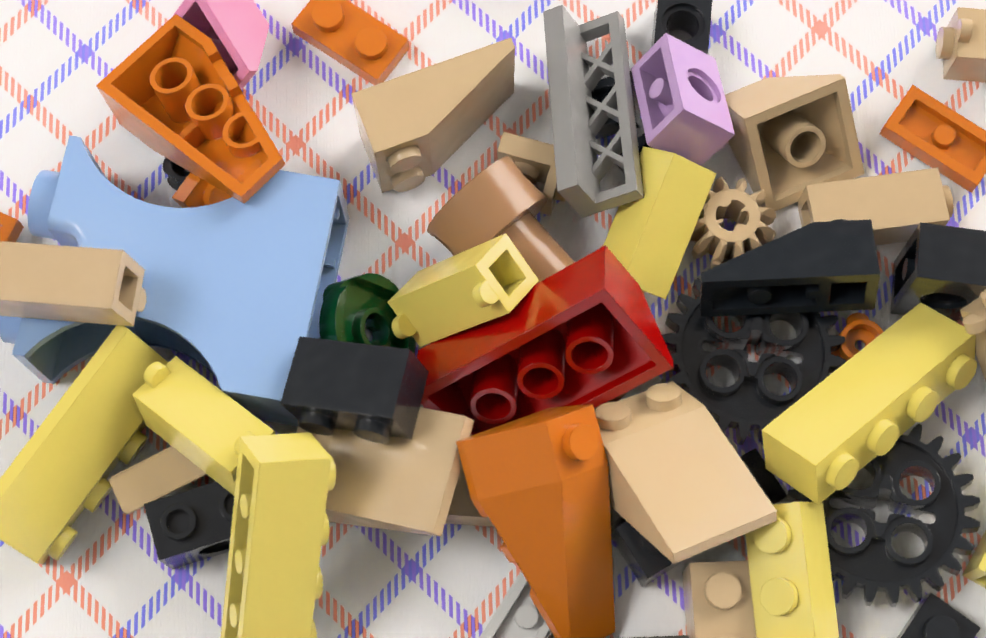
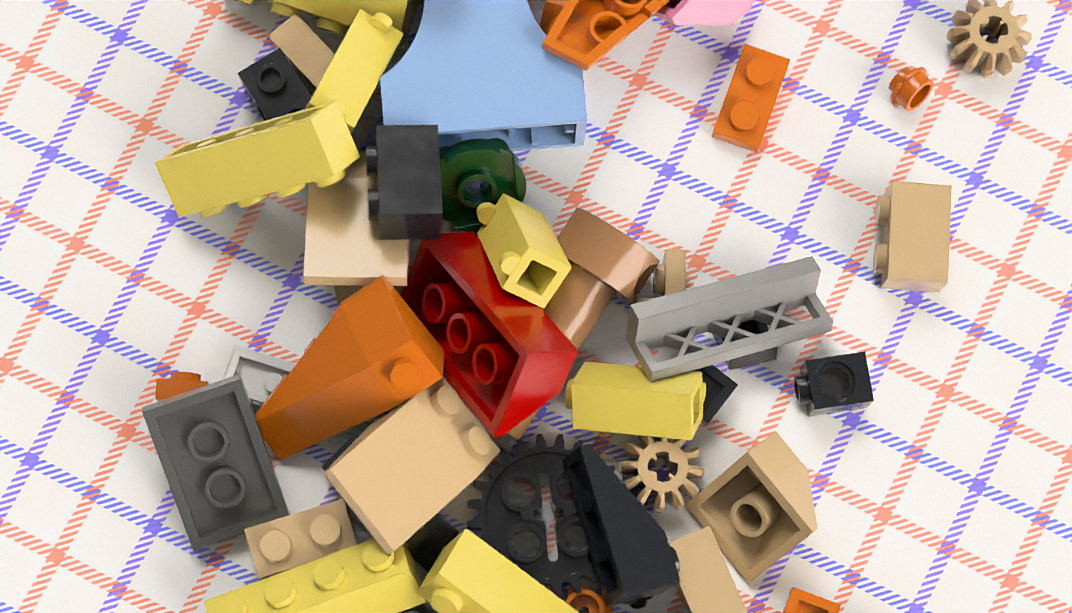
camera: 70 degrees right, 5 degrees up
(428, 114) = (680, 183): tan slope -> none
(682, 100) = (755, 396): lavender brick -> none

